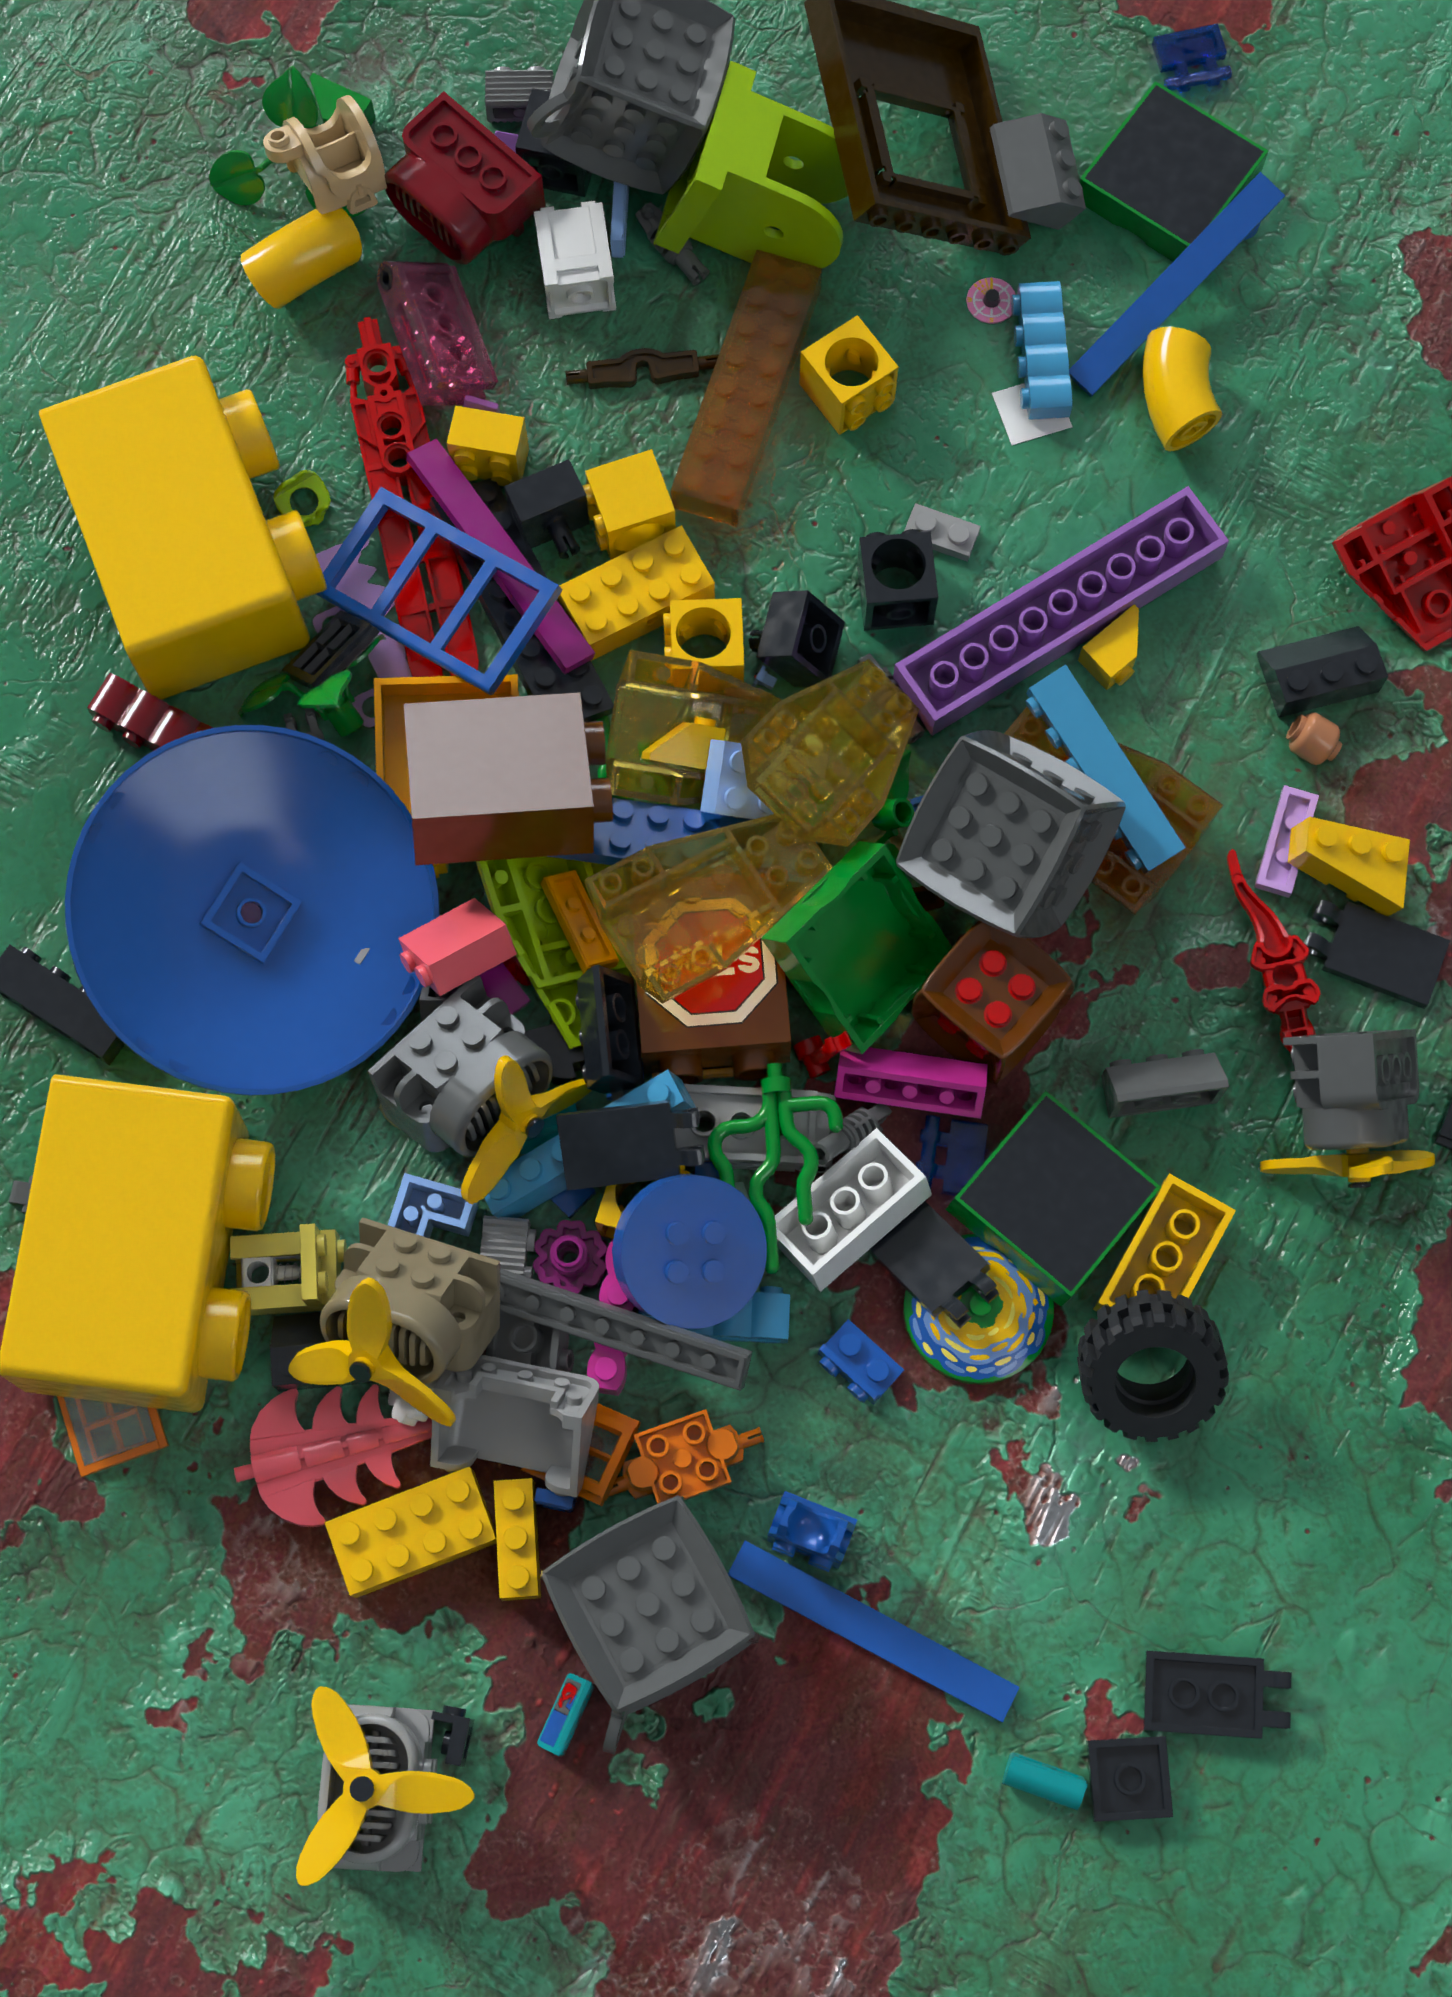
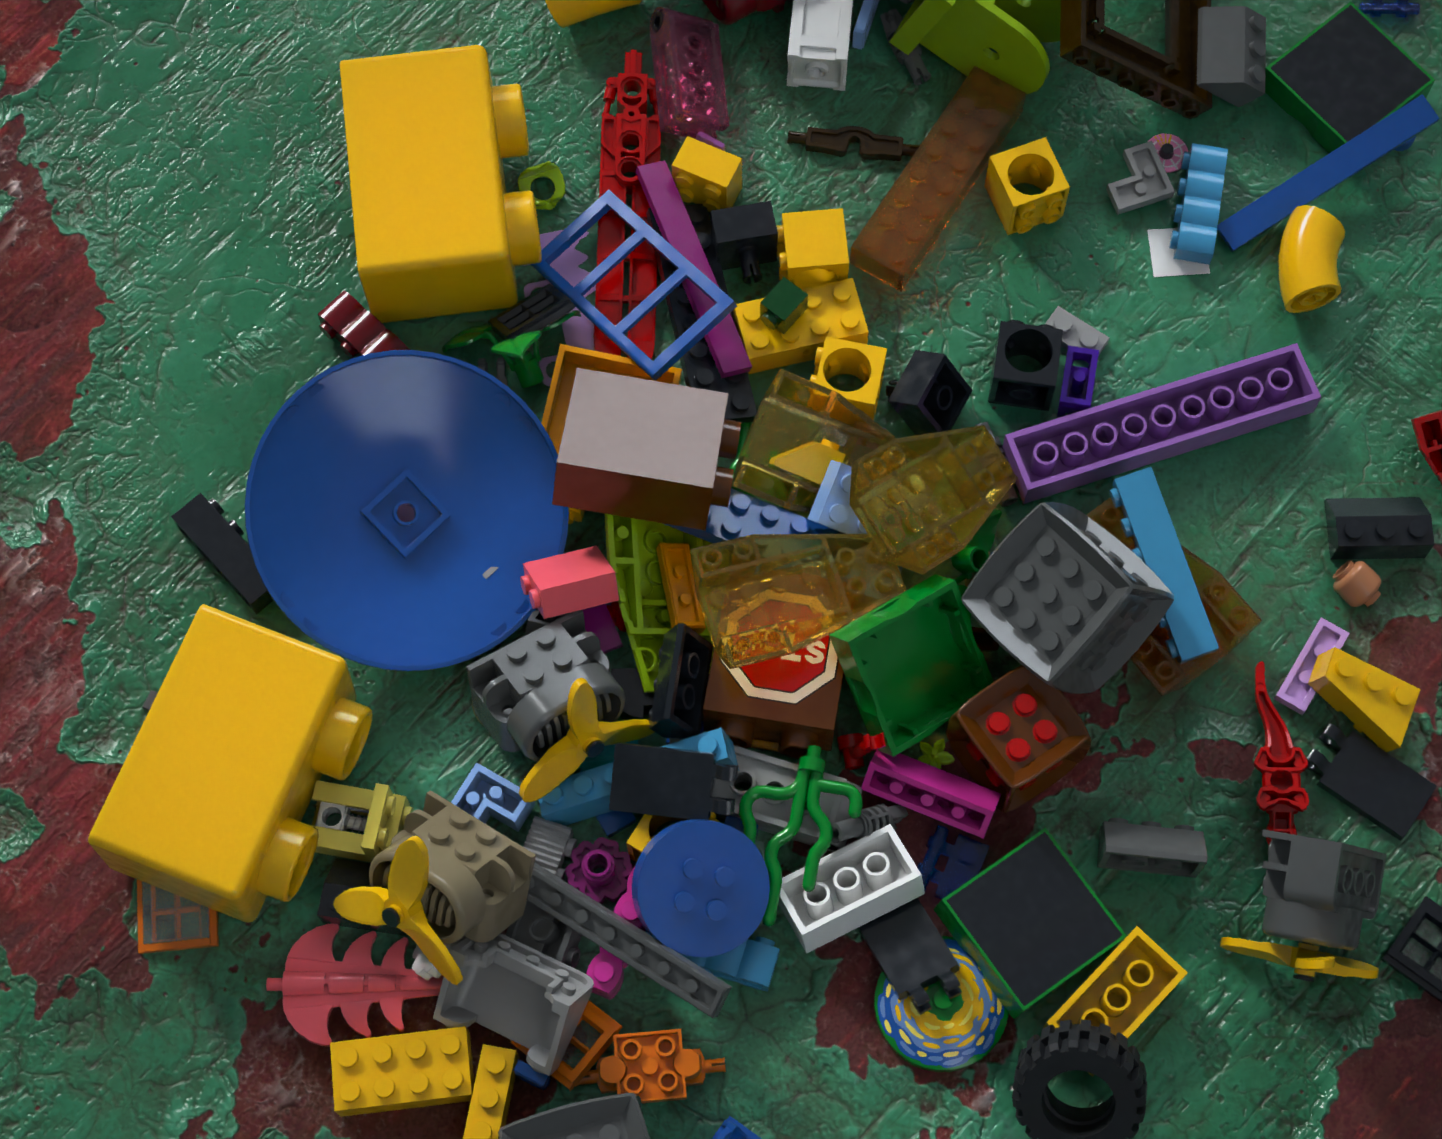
camera: 15 degrees right, 5 degrees down
(613, 576) = (783, 306): none -> dark green brick
(764, 679) = (890, 422): medium blue piece -> none
(859, 1362) = (826, 1024): blue bracket -> none
(904, 1039) = (935, 755): none -> lime plant
(958, 585) = (1077, 381): none -> dark purple brick
(980, 338) = (1146, 185): none -> light grey plate
(1113, 651) = (1198, 468): yellow slope -> none

